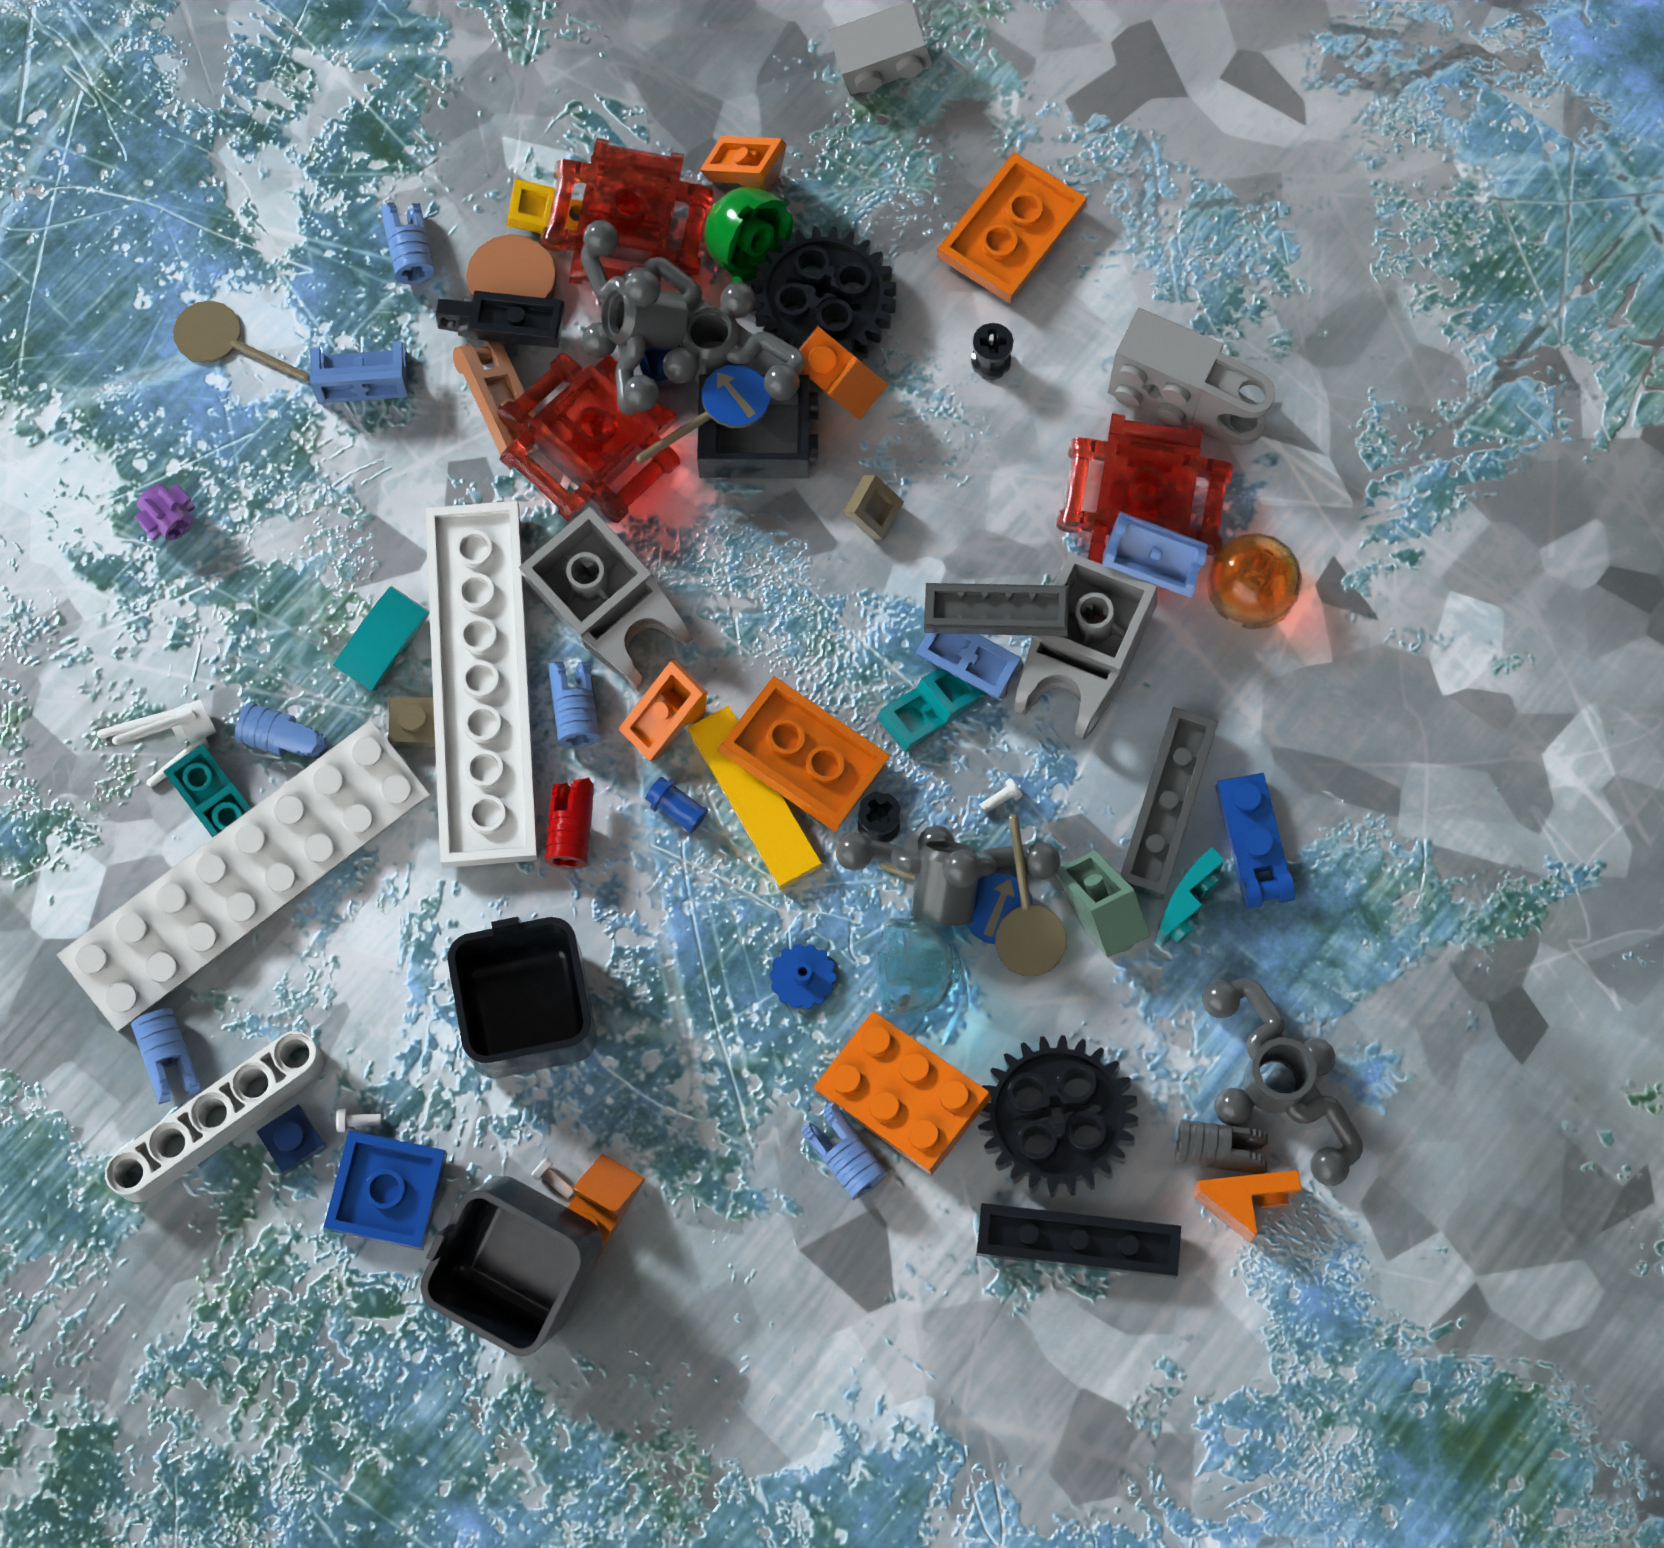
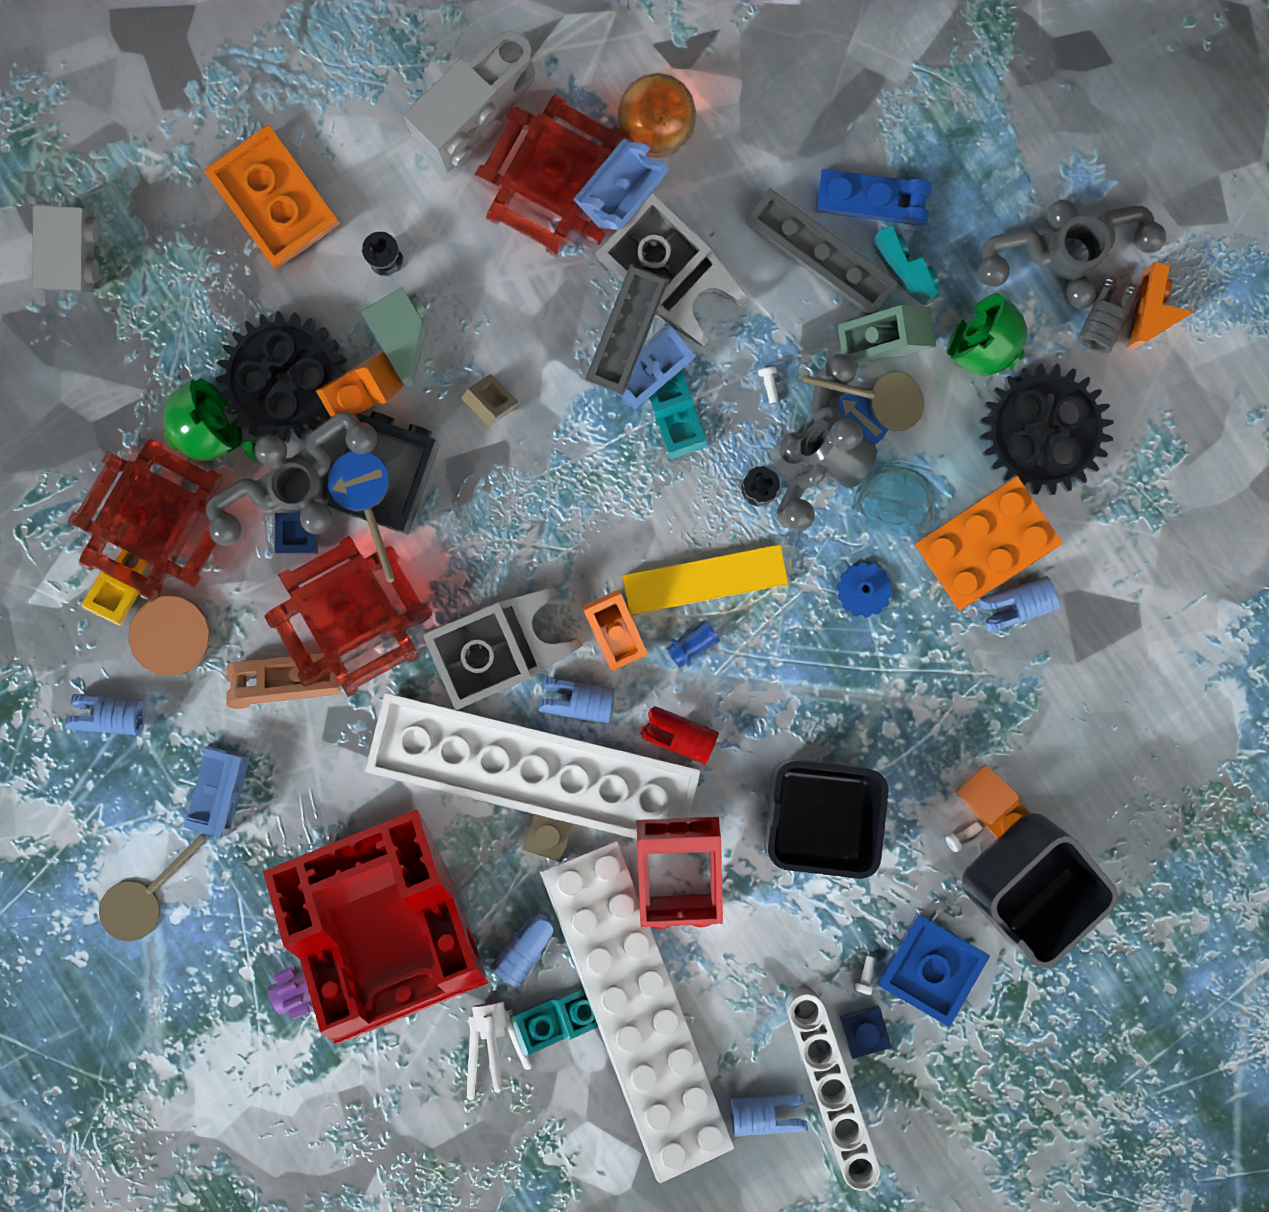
camera: 70 degrees left, 15 degrees up
(259, 569) = (375, 927): none -> red slope
(381, 638) = (468, 841): teal slope -> none
(454, 849) = (680, 836): none -> red window
(503, 318) = (212, 653): black hinge -> none
(632, 316) = (261, 546): dark grey wheel -> none
(745, 161) = (132, 402): orange slope -> none
(804, 753) = (687, 527): orange plate -> none
(912, 394) = (399, 330): none -> sand green slope
(1078, 1240) = (1145, 448): black plate -> none
(1138, 1016) = (991, 339): none -> green cylinder

